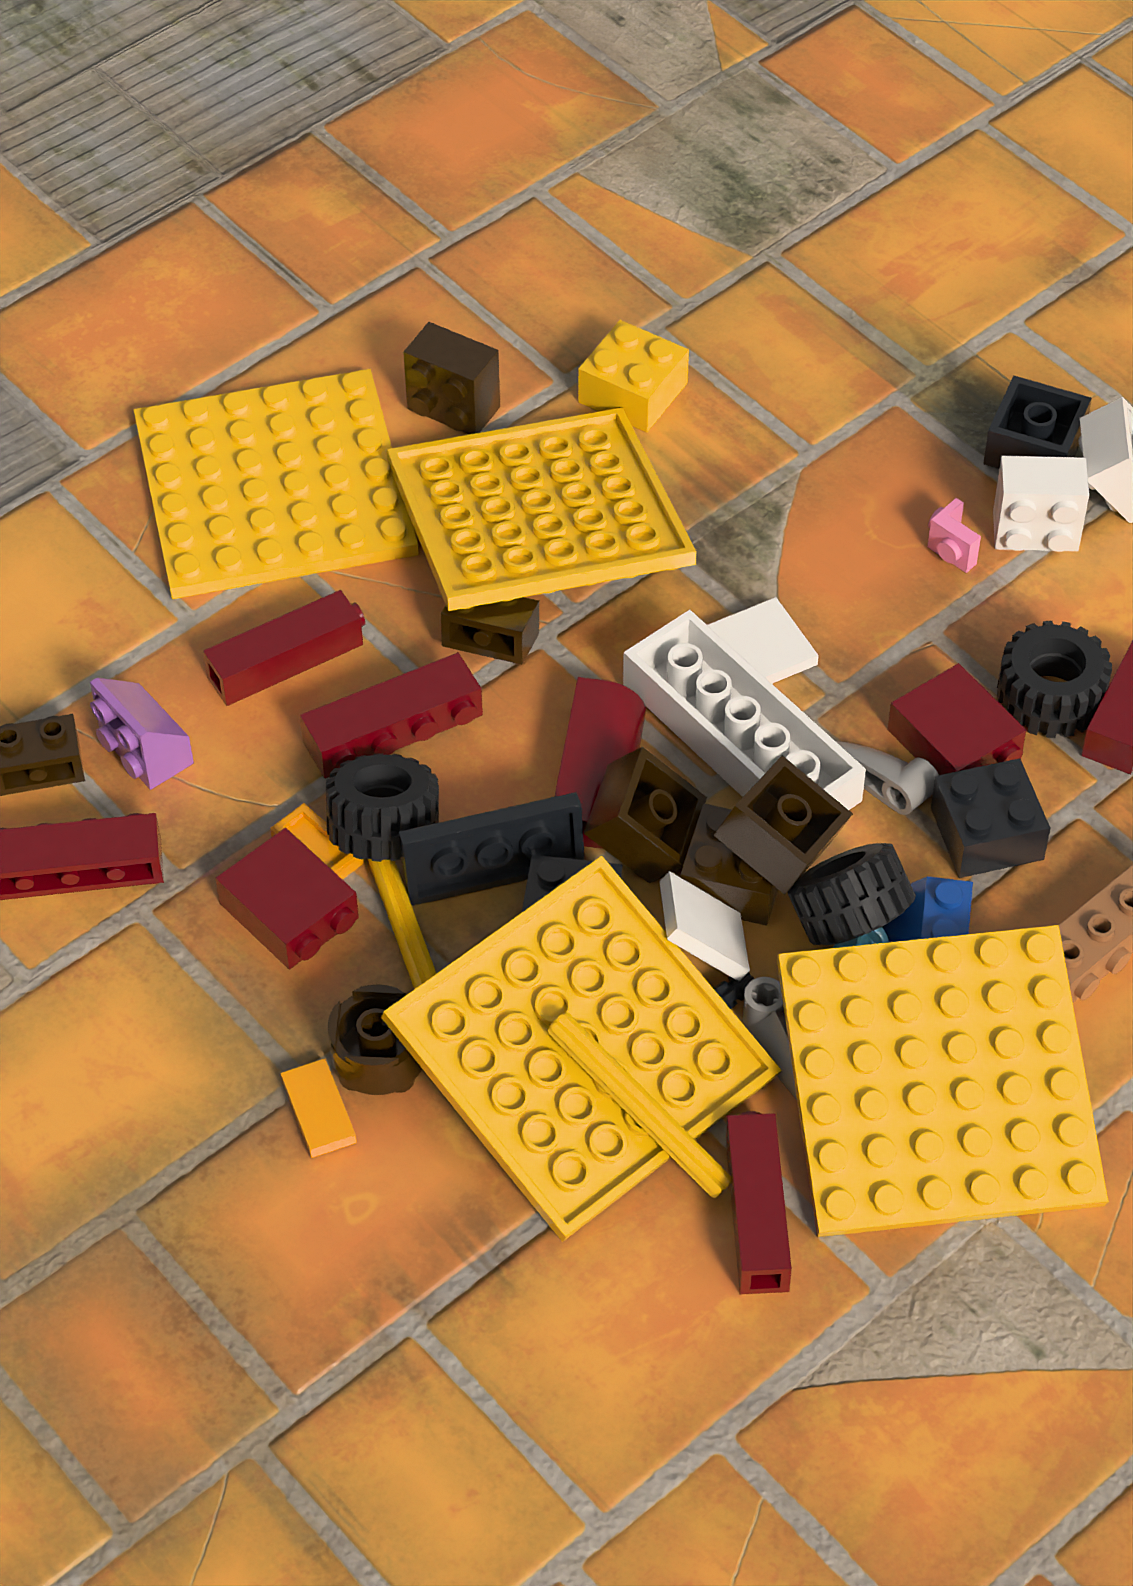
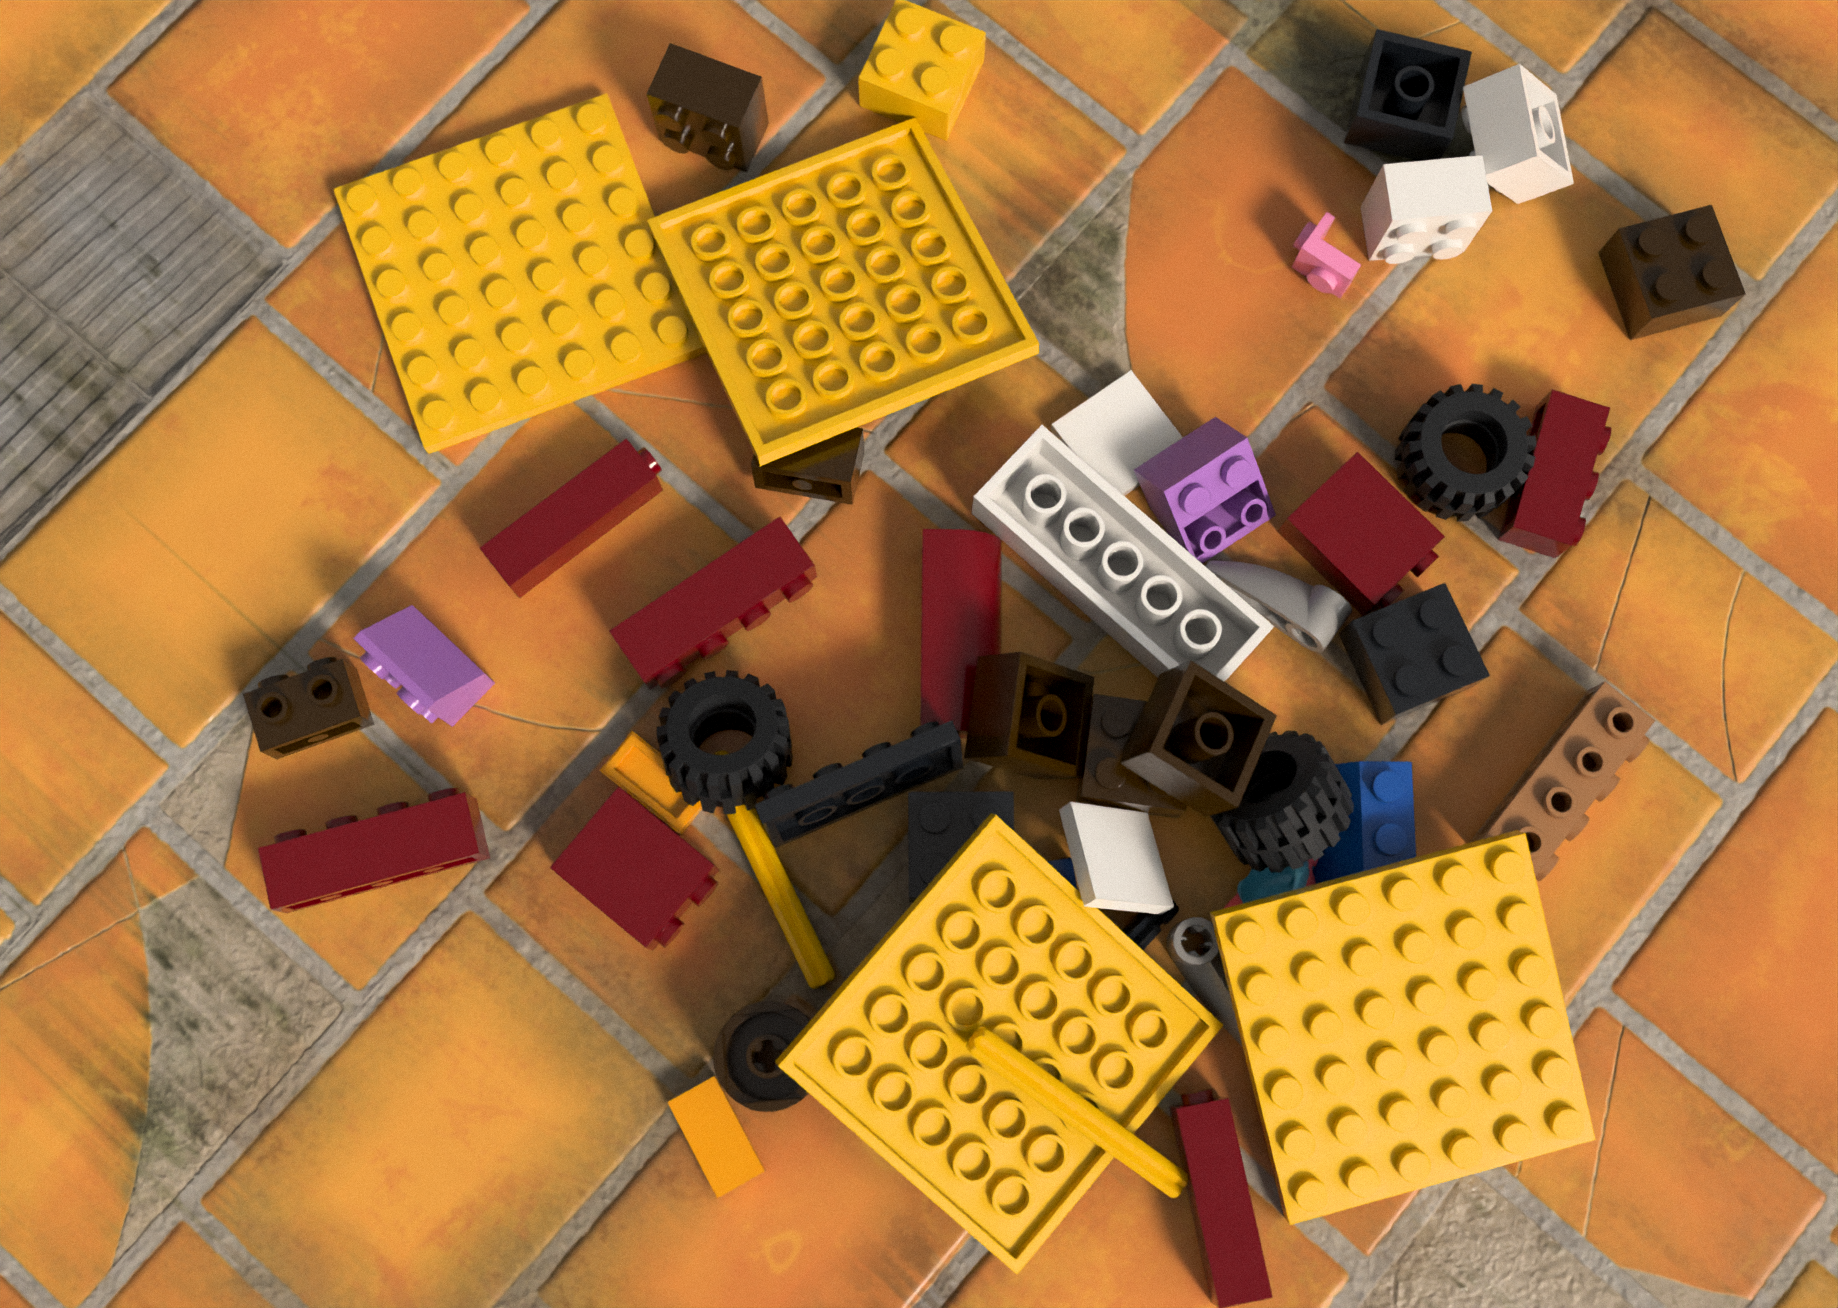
camera: 10 degrees left, 25 degrees up
(830, 682) = (1206, 489): none -> medium lavender slope

